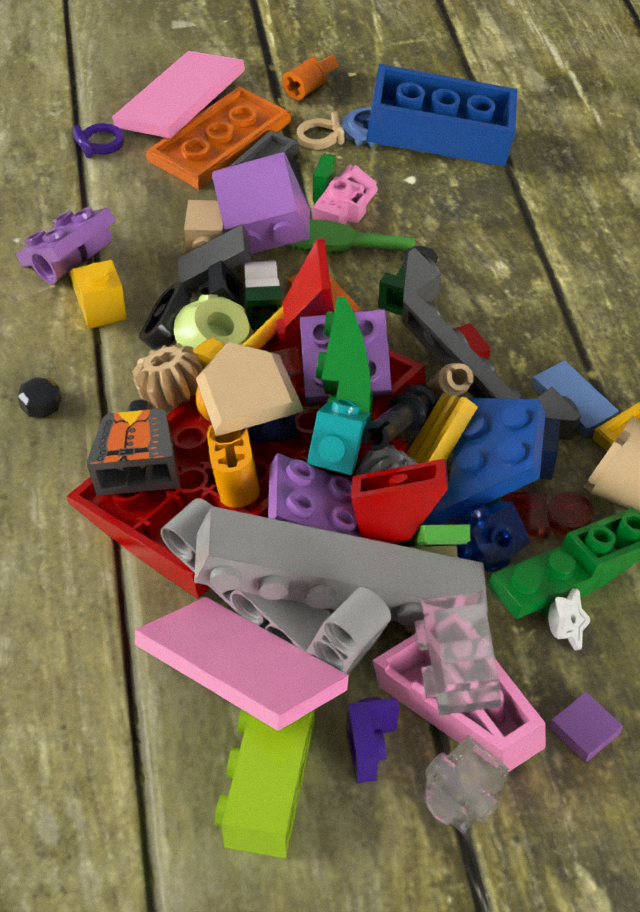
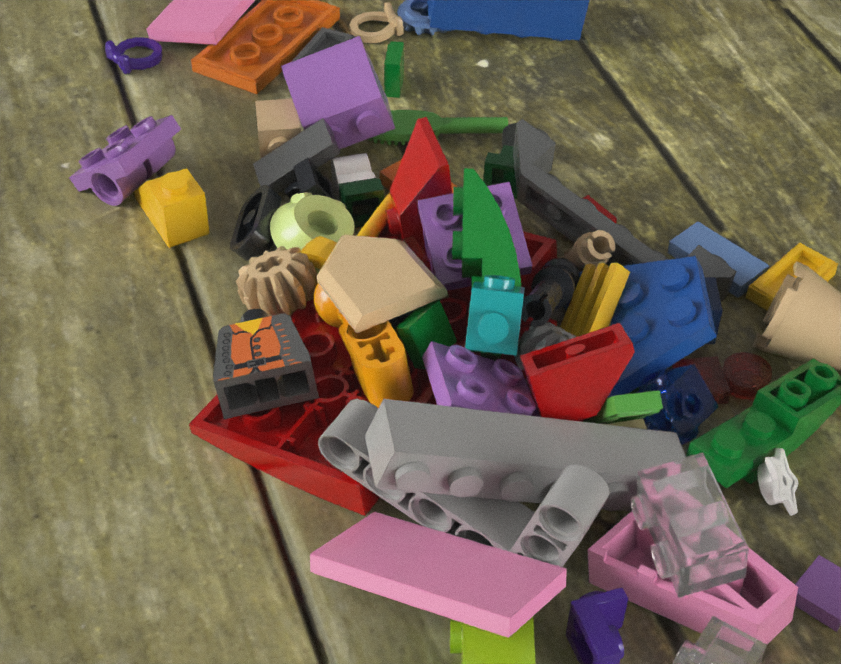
camera: 10 degrees left, 5 degrees down
(39, 397) = (131, 323): black tile -> none
(281, 437) = (422, 327): none -> green tile
(345, 199) = (421, 84): bright pink piece -> none

